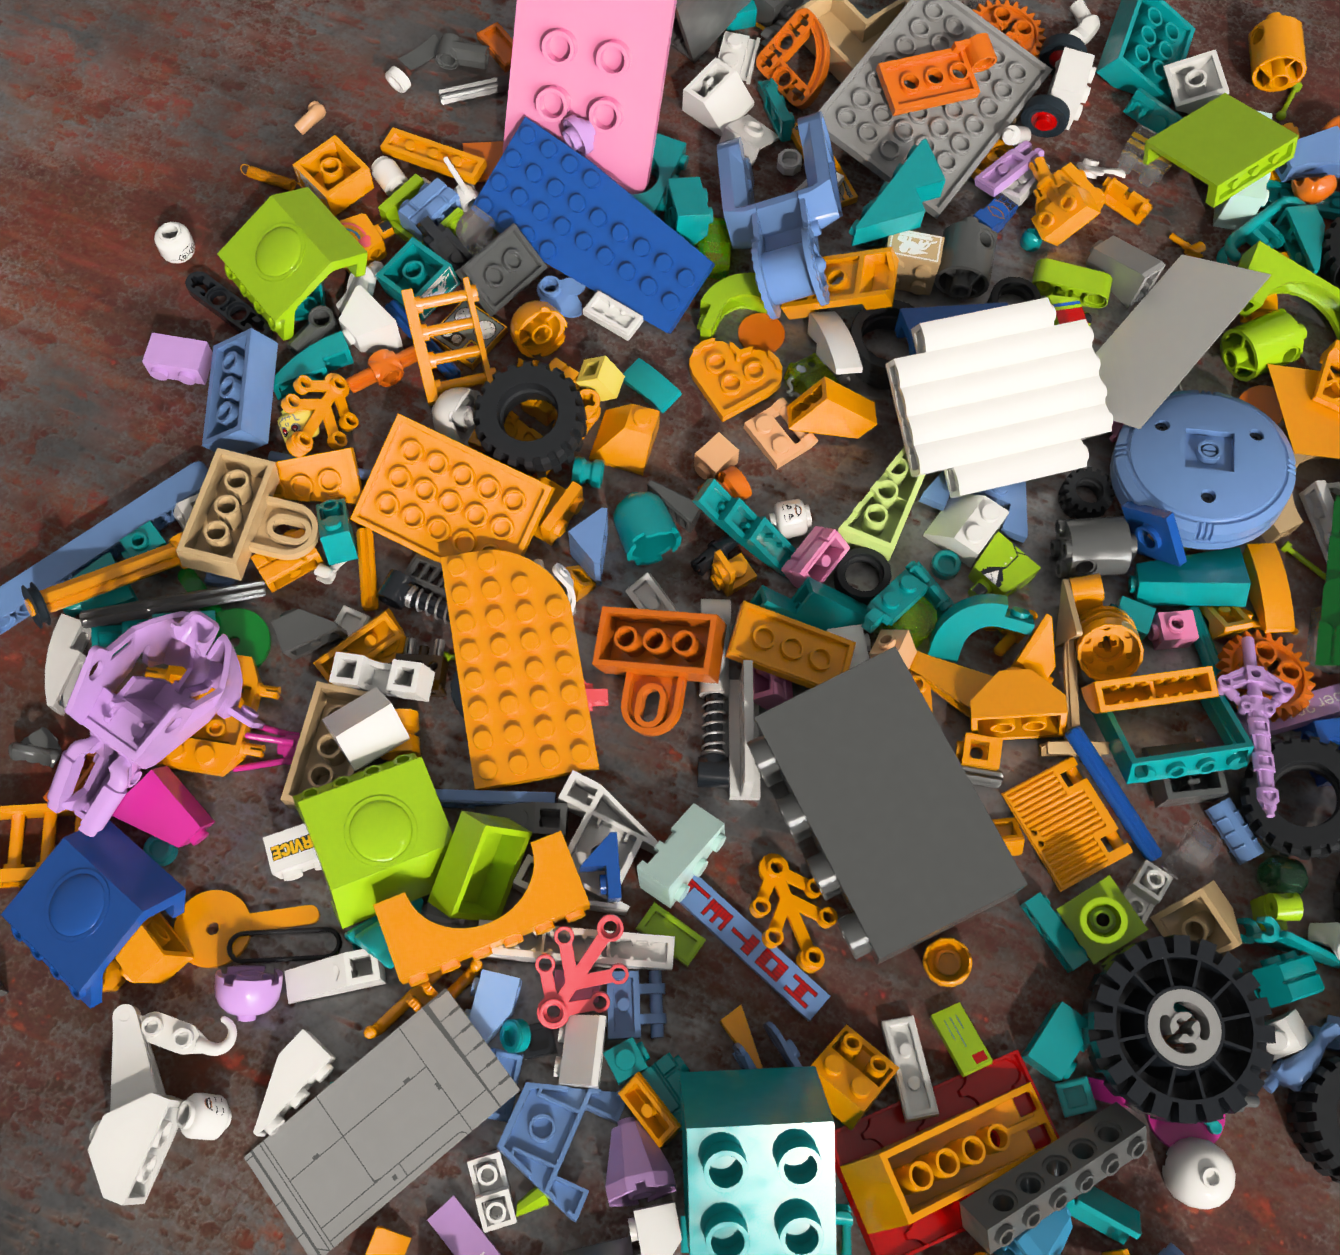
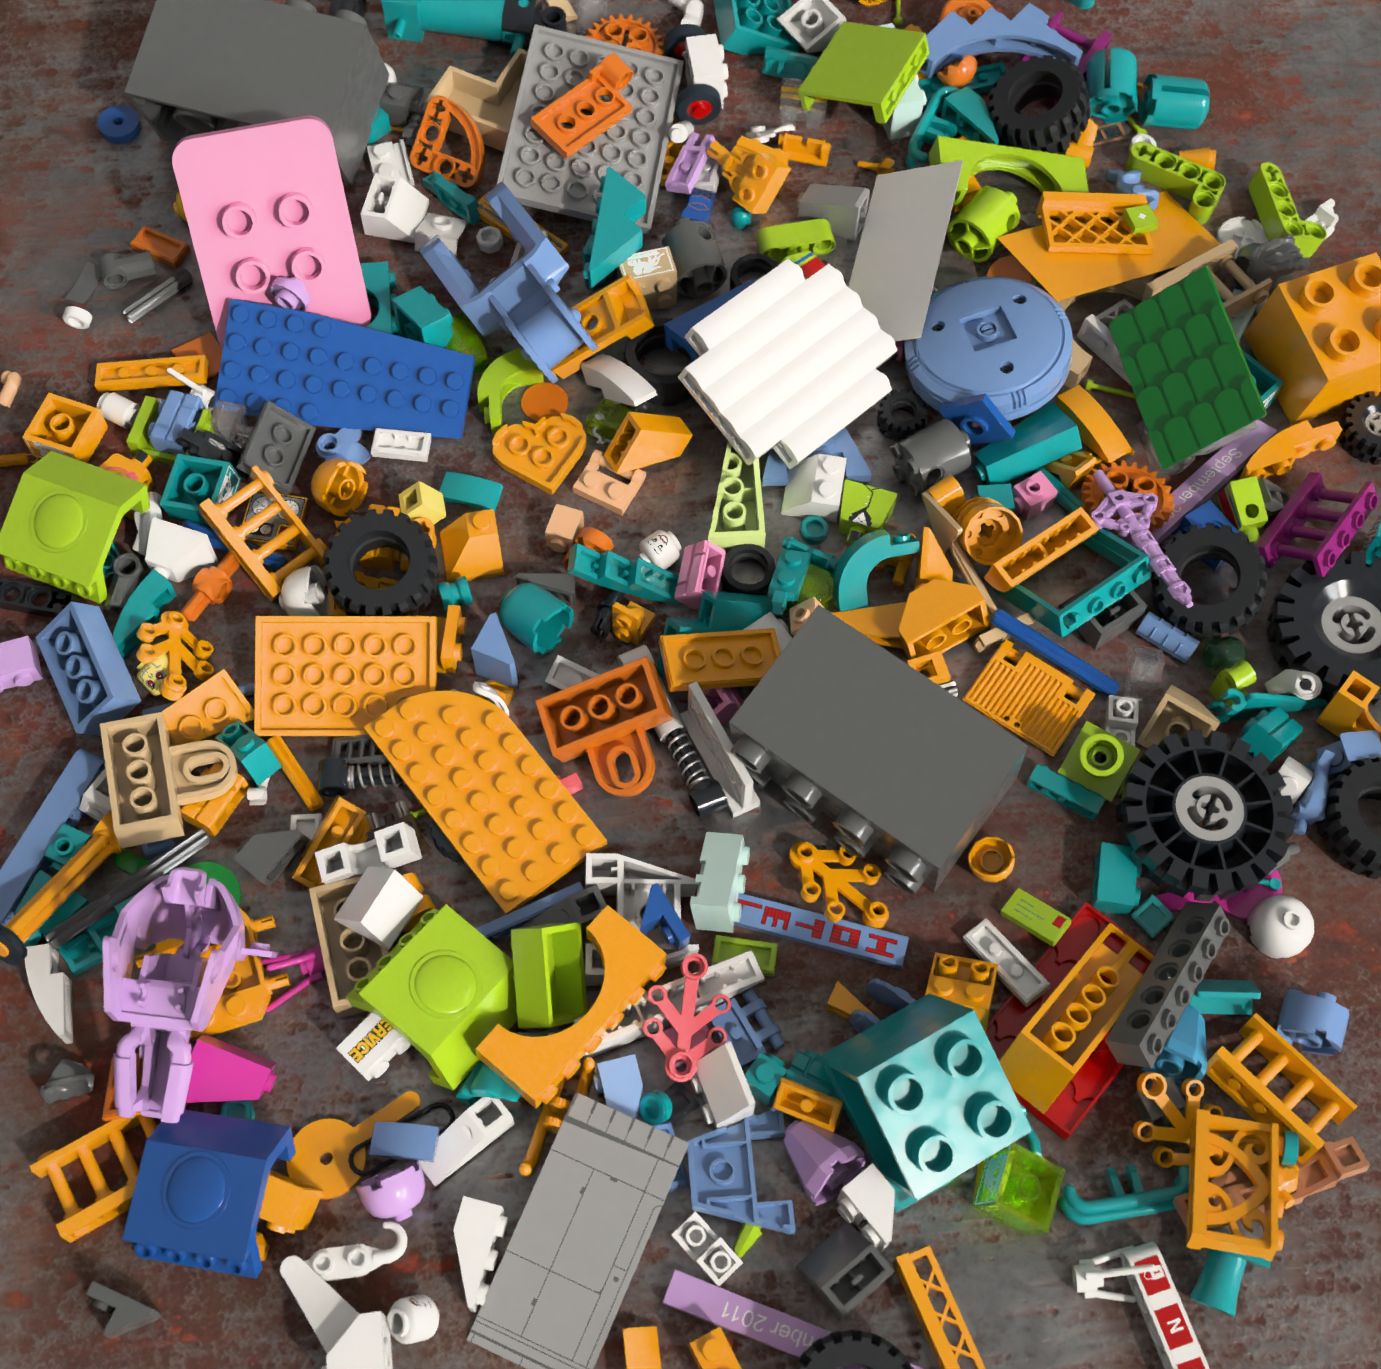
camera: 25 degrees left, 5 degrees down
(280, 951) = (404, 1141): none -> medium blue slope

